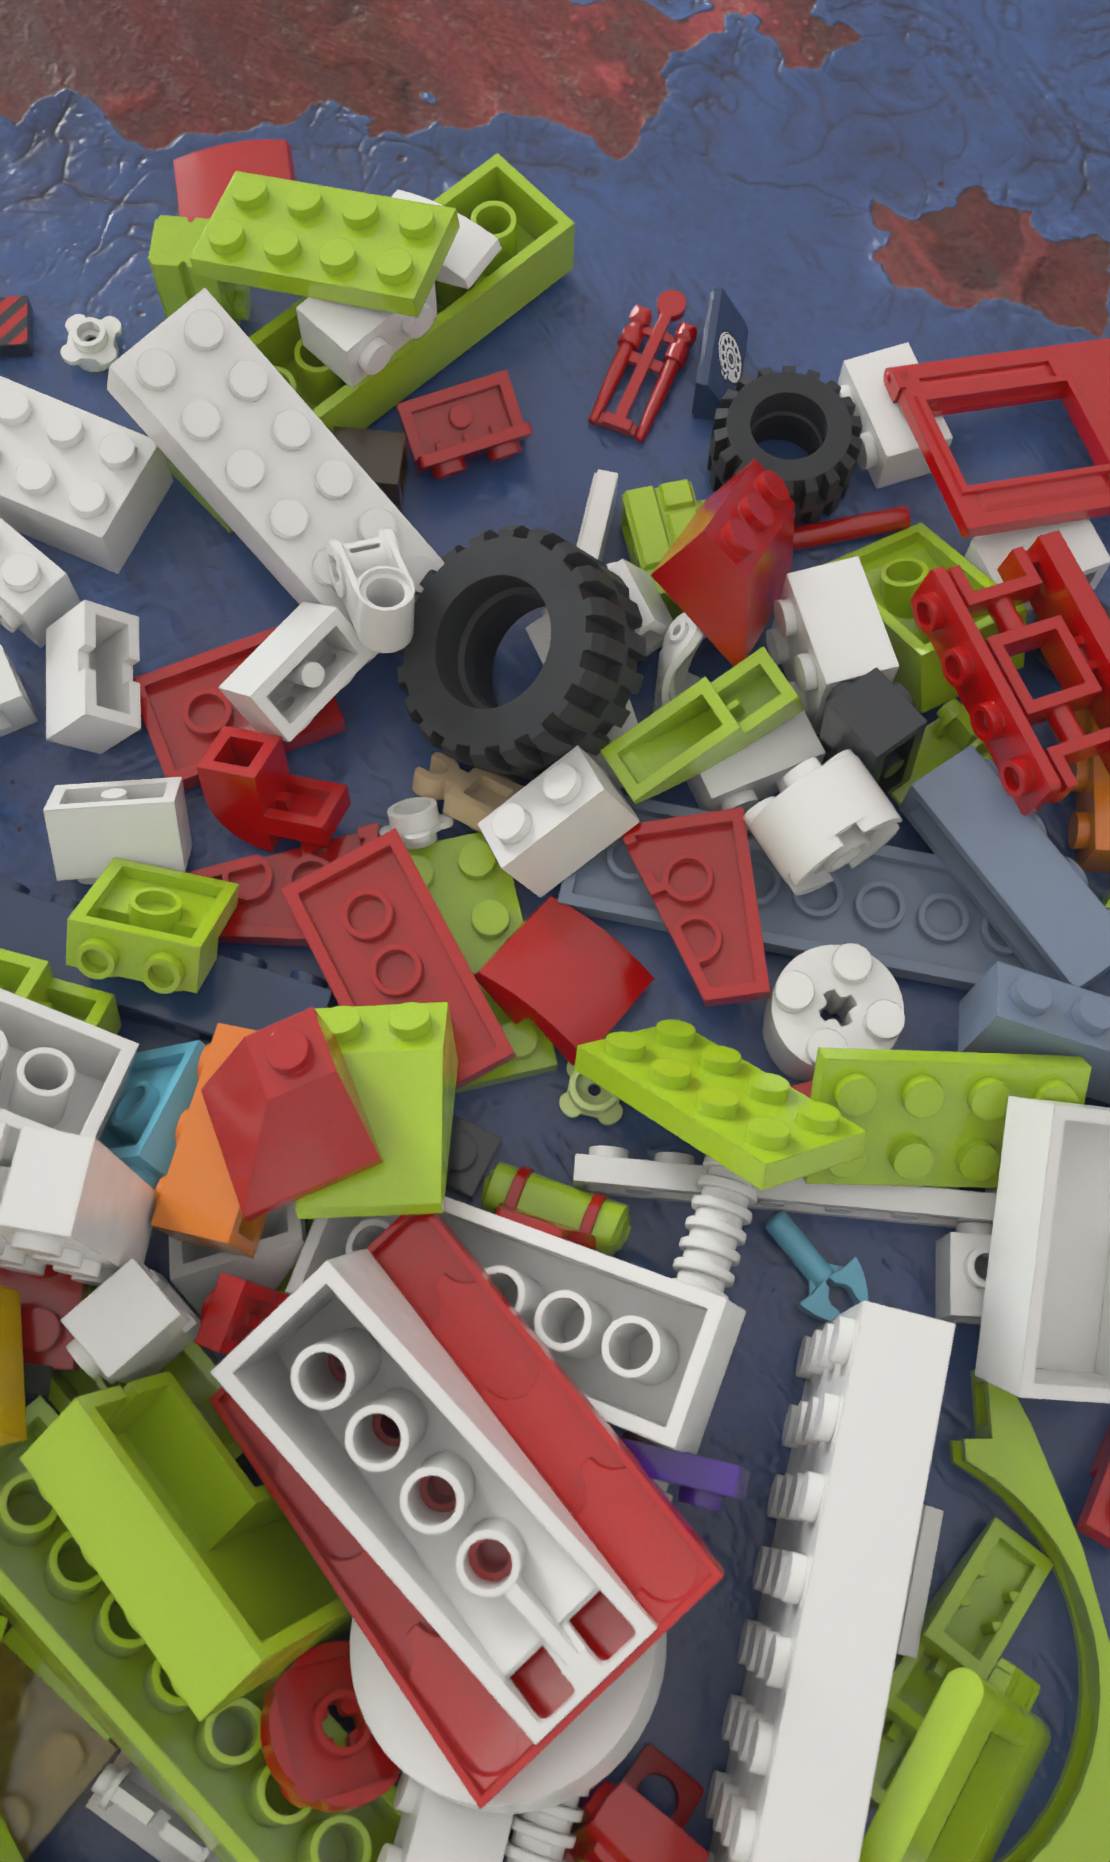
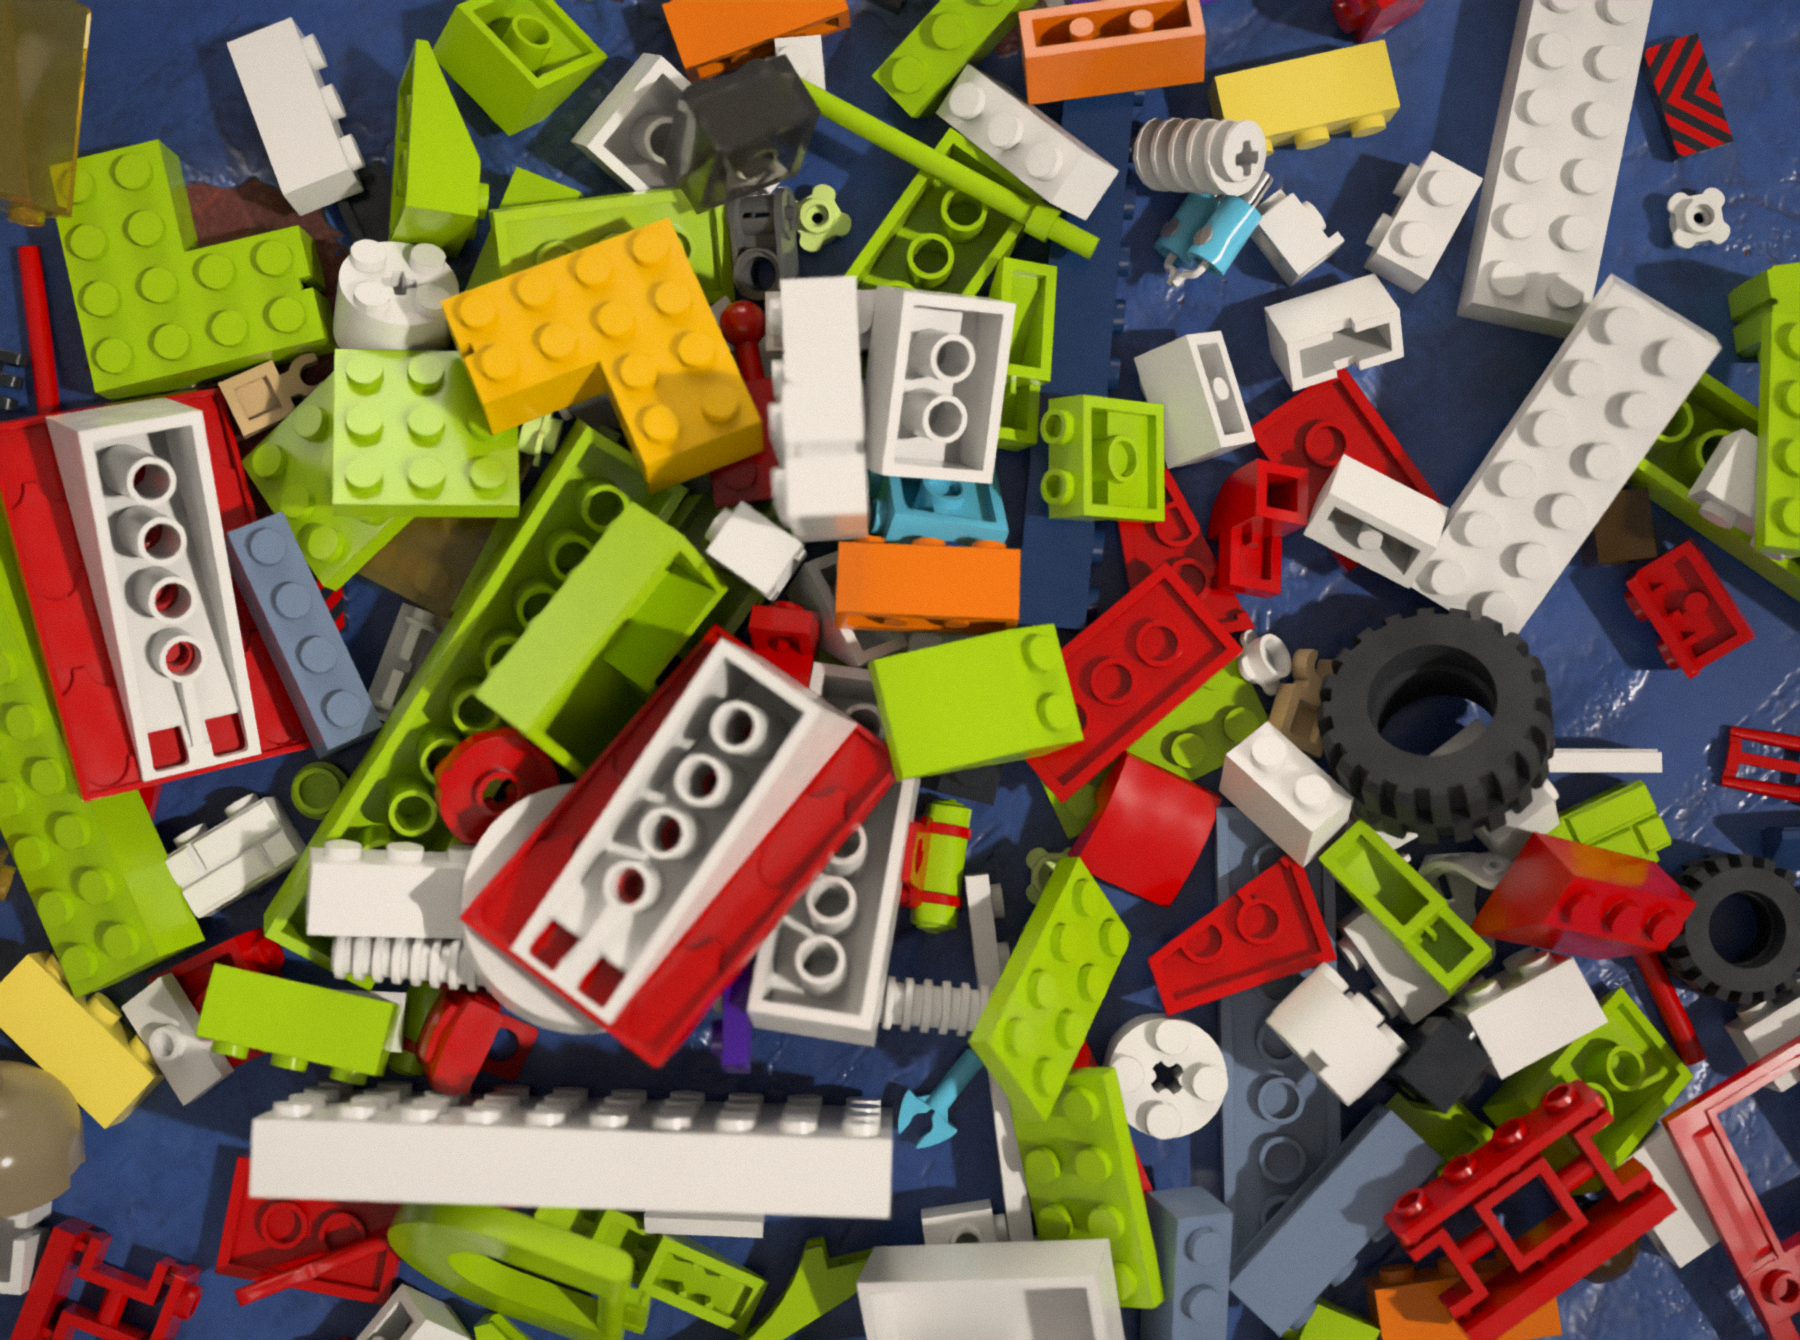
camera: 80 degrees right, 15 degrees up
(288, 1114) = (946, 635): red slope -> none
(374, 590) = (1472, 574): white piece -> none

